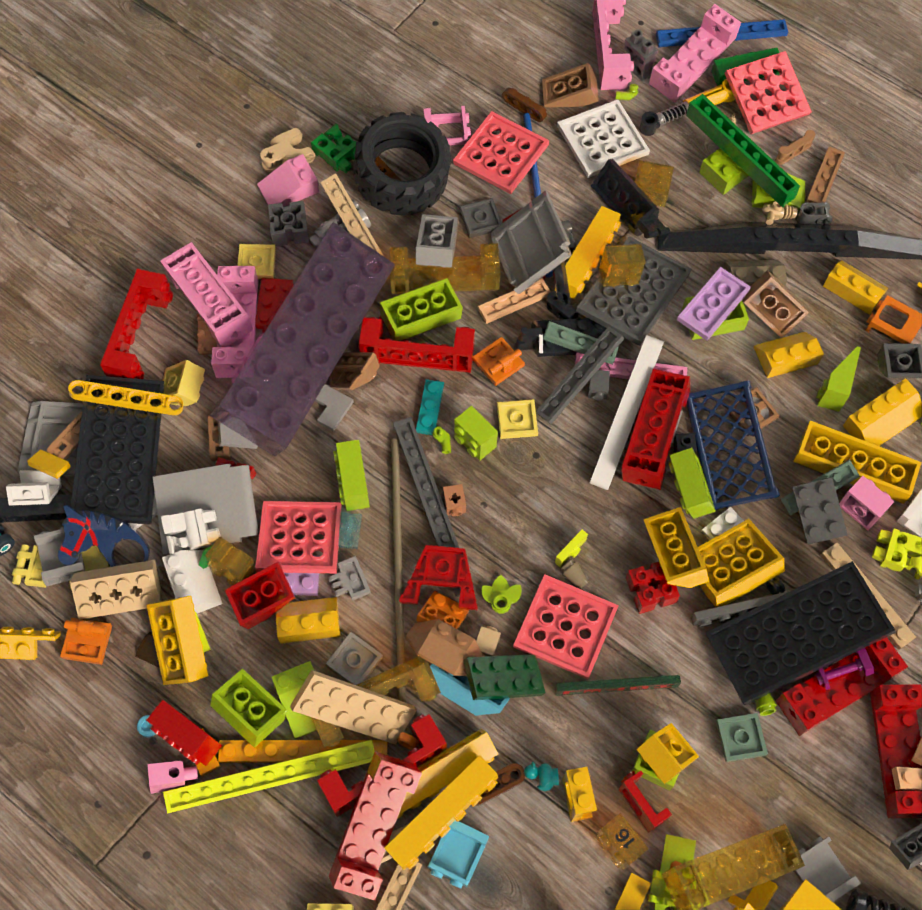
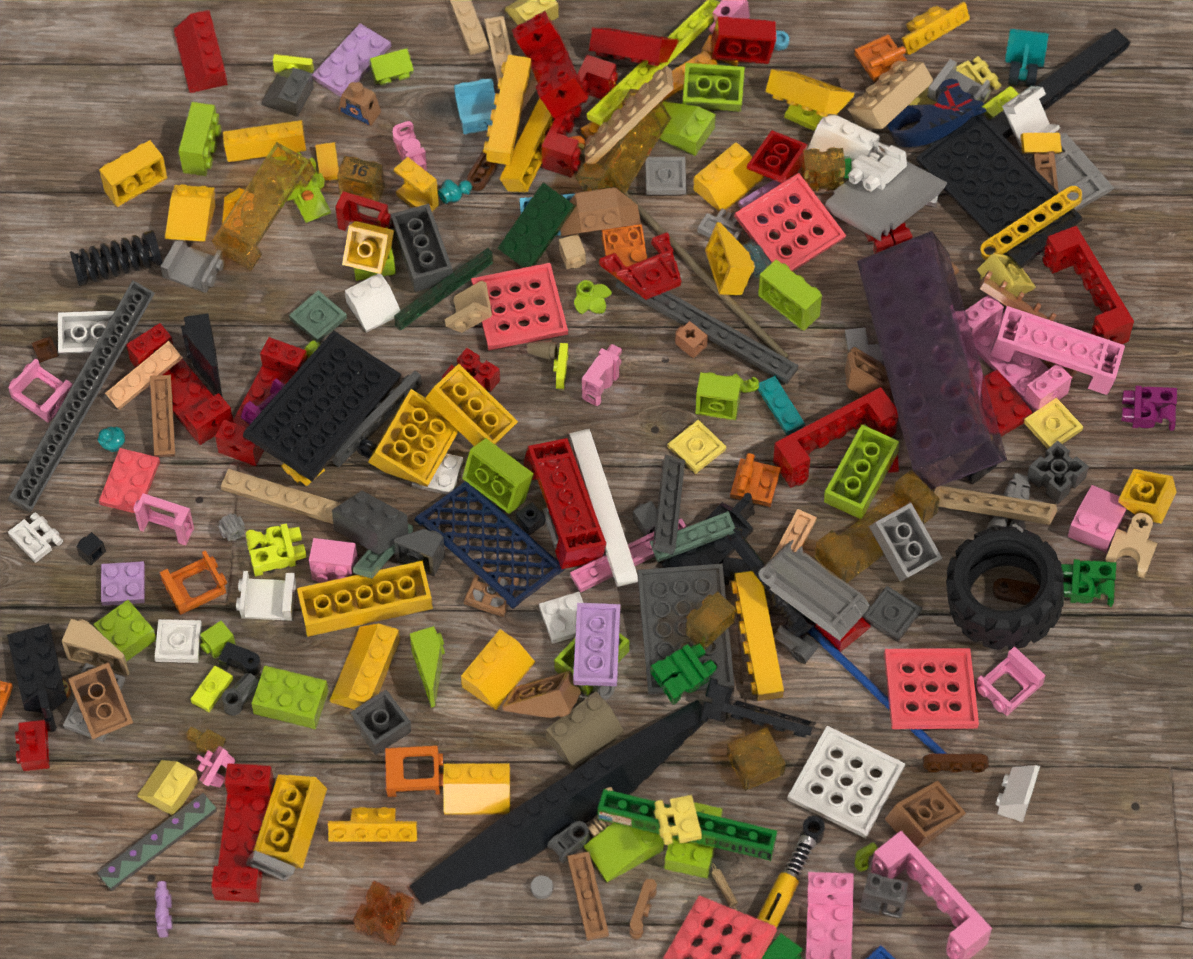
camera: 145 degrees right, 5 degrees down
(29, 528) = (995, 105): none -> neon yellow plate
(183, 232) = (1145, 406): none -> magenta hips
(198, 350) = (1007, 298): none -> nougat hinge
(245, 170) = (1148, 494): none -> yellow slope
(278, 805) = (632, 45): none -> red slope
(376, 535) = (728, 262): none -> yellow slope
(502, 59) = (1017, 792): none -> white slope
(546, 513) = (601, 374): none -> bright pink hips
(556, 839) = (408, 145): none -> bright pink hips
(610, 644) = (471, 308): none -> tan bracket
(612, 735) = (421, 247): none -> dark grey brick
(664, 256) = (688, 671): none -> green hips
(688, 715) = (372, 302): none -> white slope
(709, 360) = (561, 616): none -> white plate
(746, 143) = (684, 817): none -> light yellow plate
(791, 466) = (421, 546): none -> dark grey slope
(851, 203) = (541, 887): none -> light grey tile
(874, 755) = (201, 348): none -> black slope

